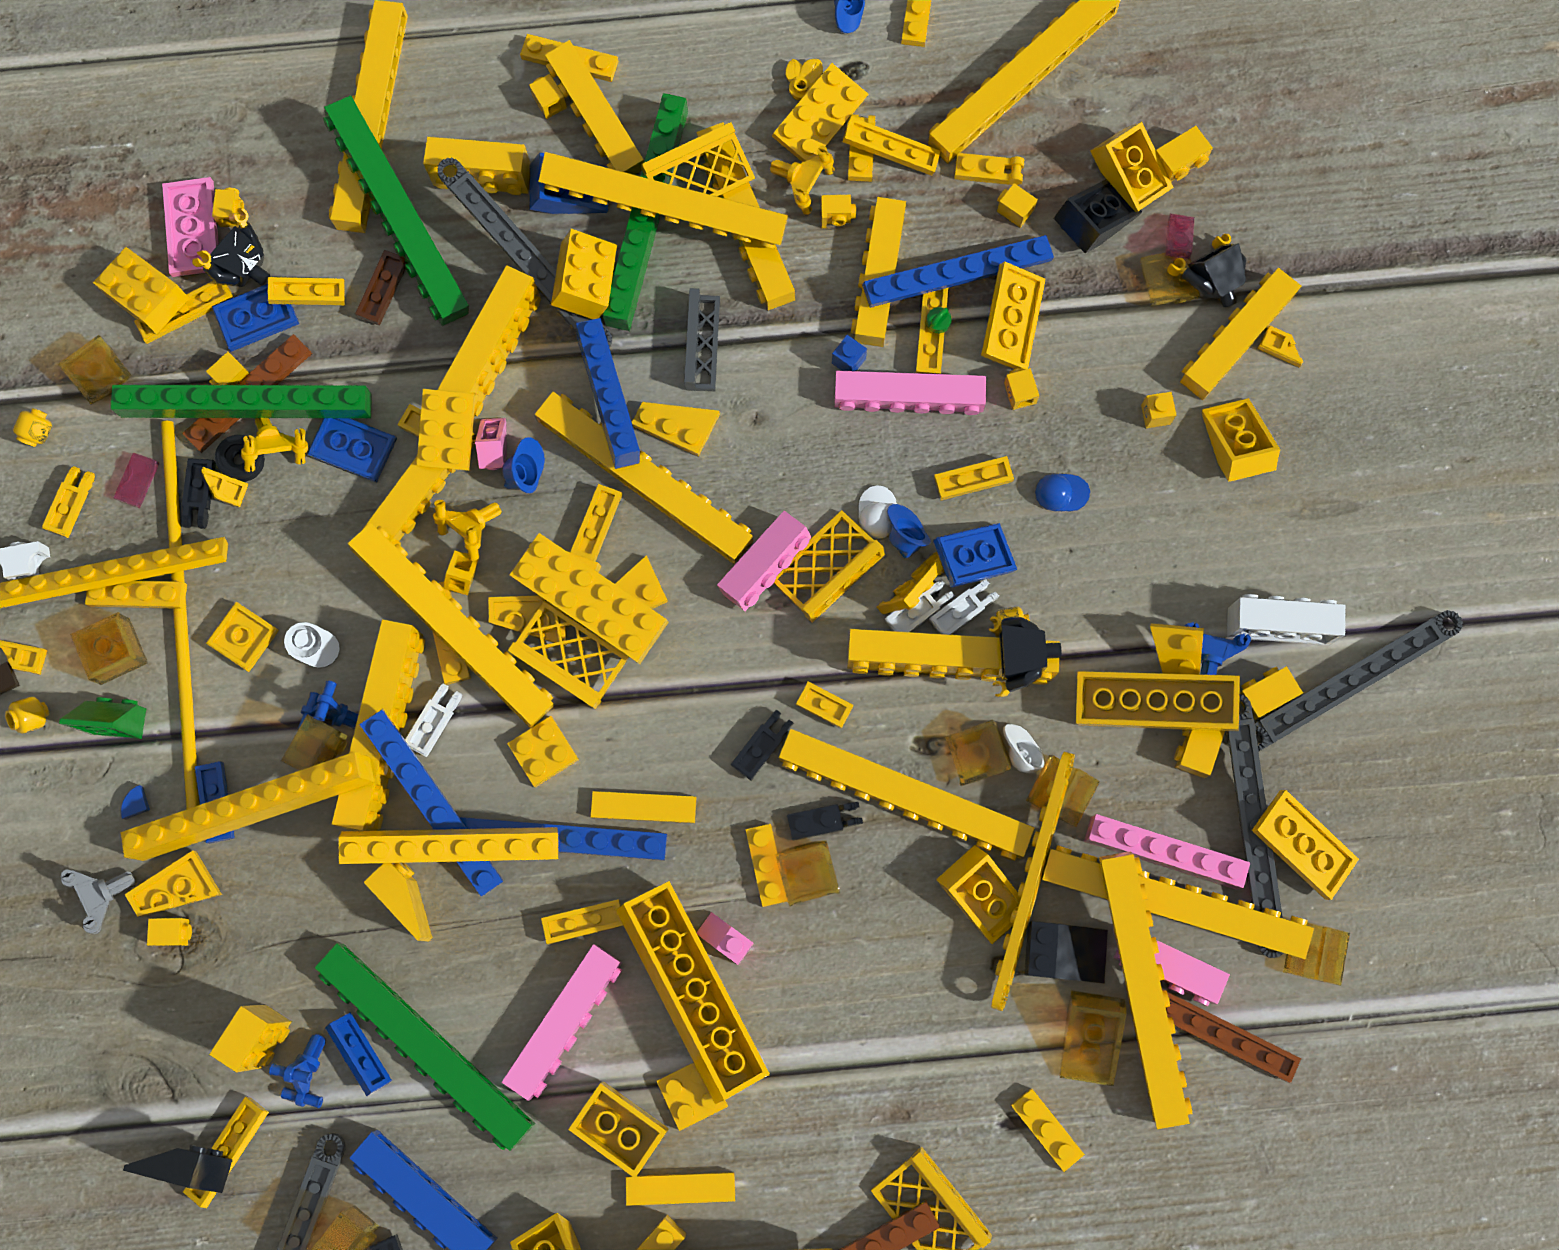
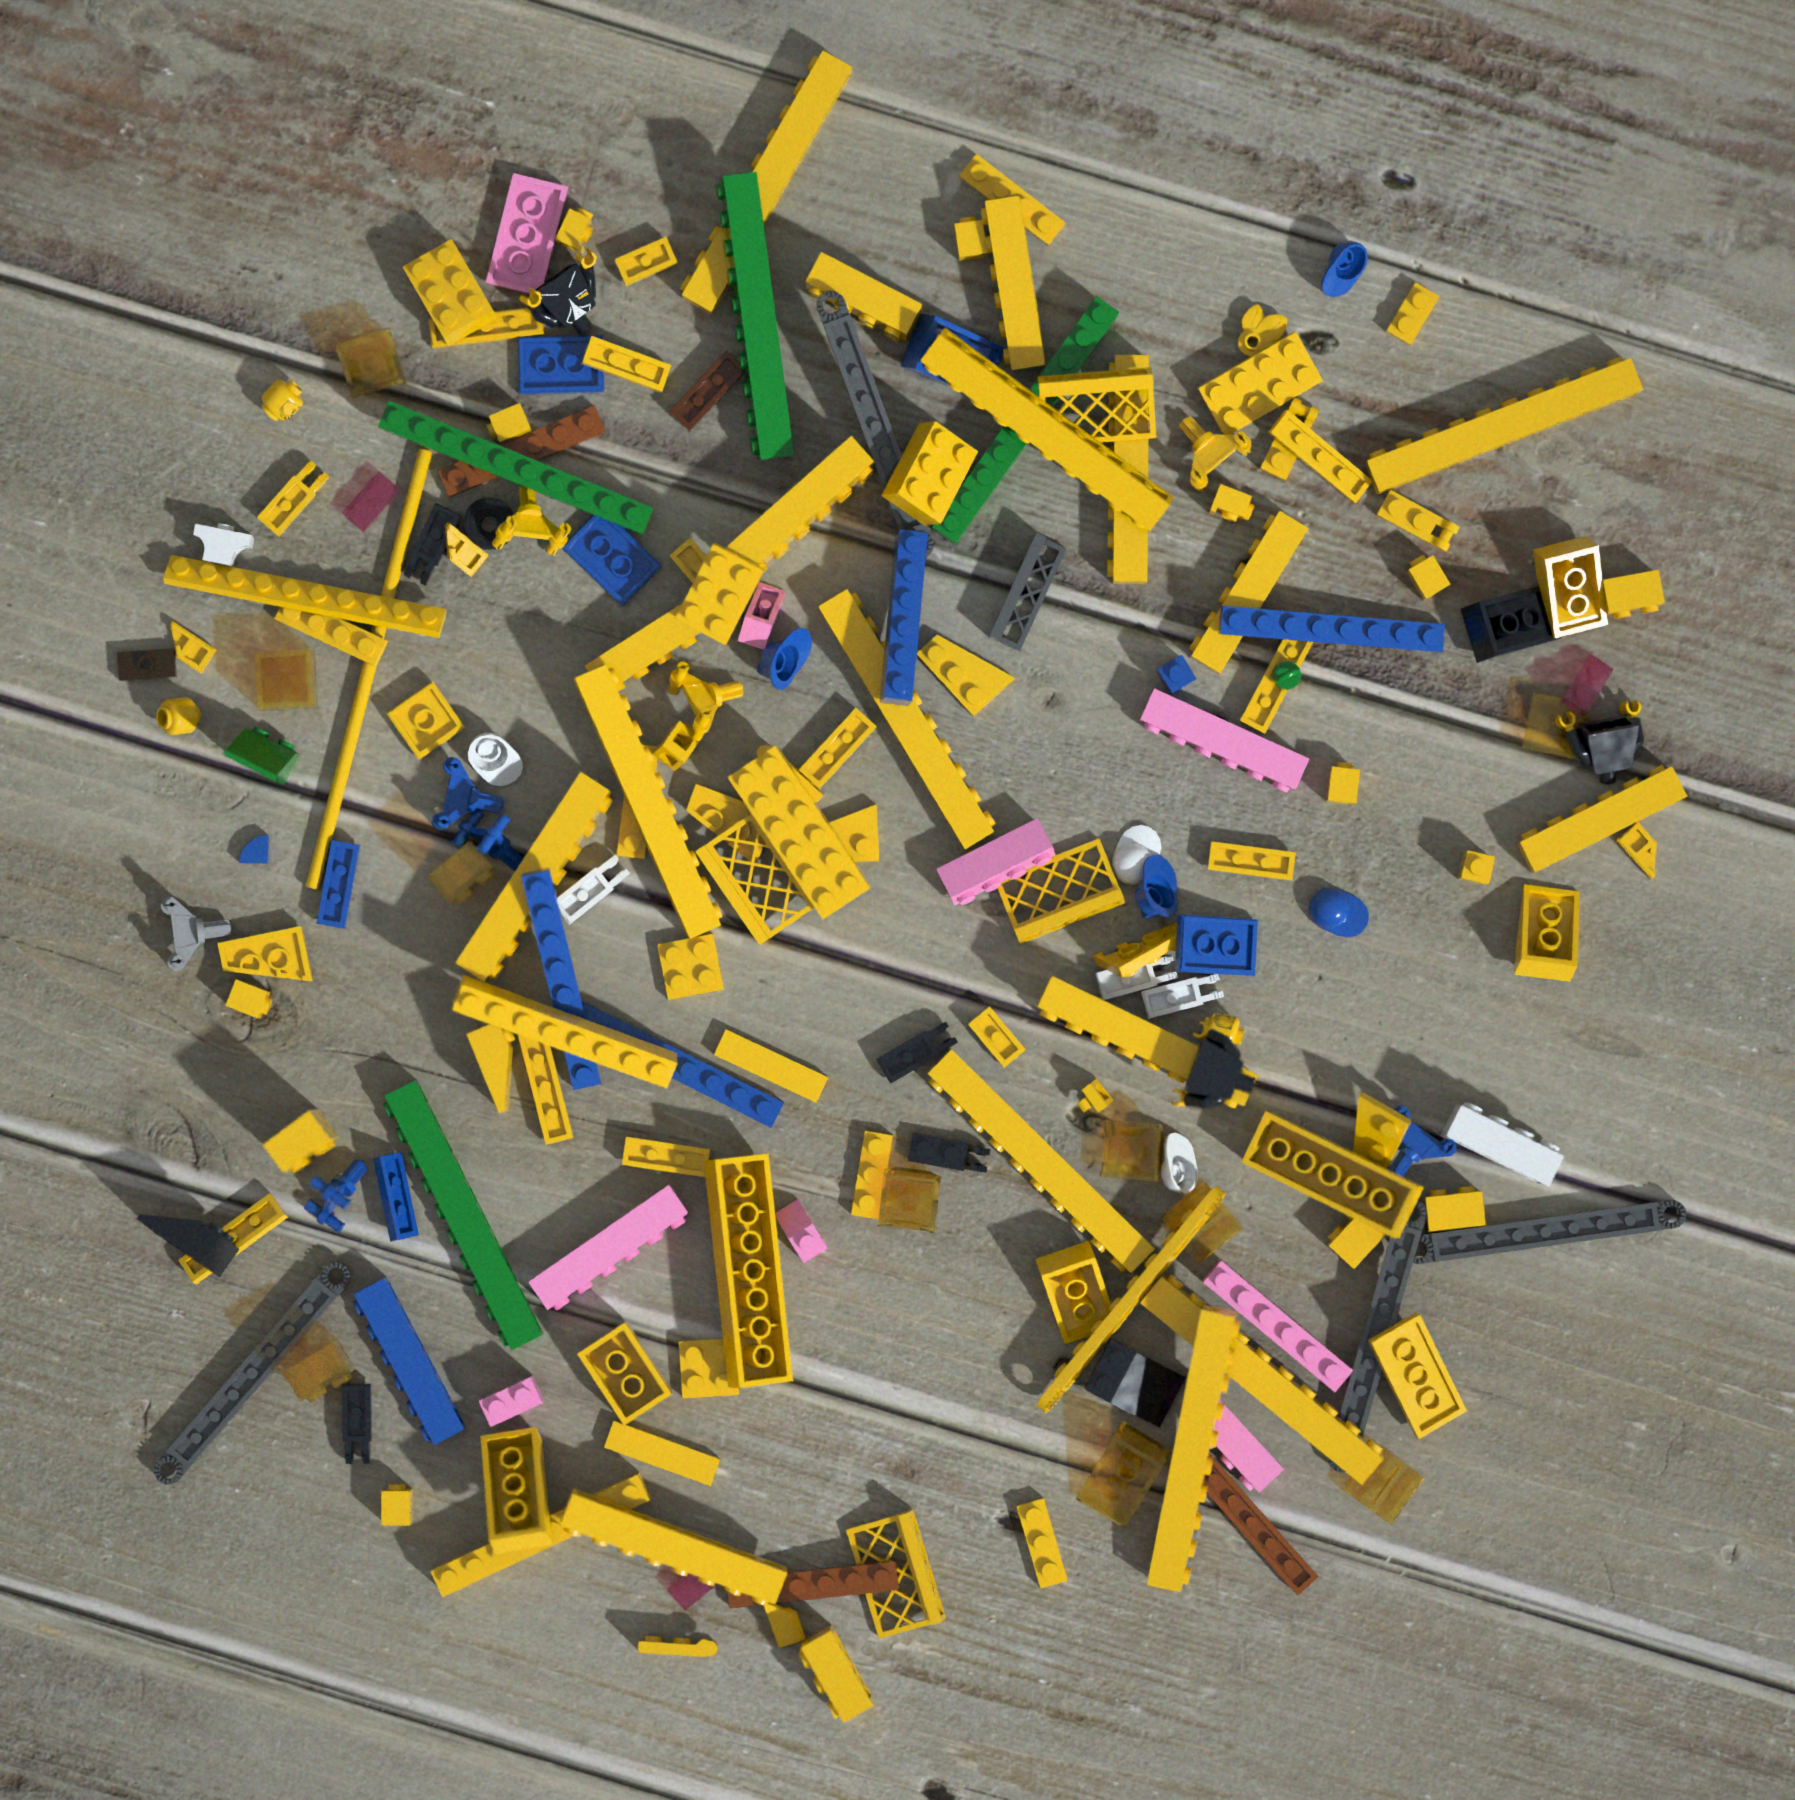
camera: 20 degrees right, 10 degrees up
(247, 806) = (376, 910): yellow brick -> none
(293, 686) = (462, 797): none -> blue axle
(295, 210) = (646, 261): none -> yellow plate
(456, 905) = (546, 1090): none -> yellow plate
(527, 1197) = (511, 1401): none -> bright pink brick
(928, 720) = (1095, 1096): none -> yellow tile
(1013, 316) = (1368, 703): yellow plate -> none

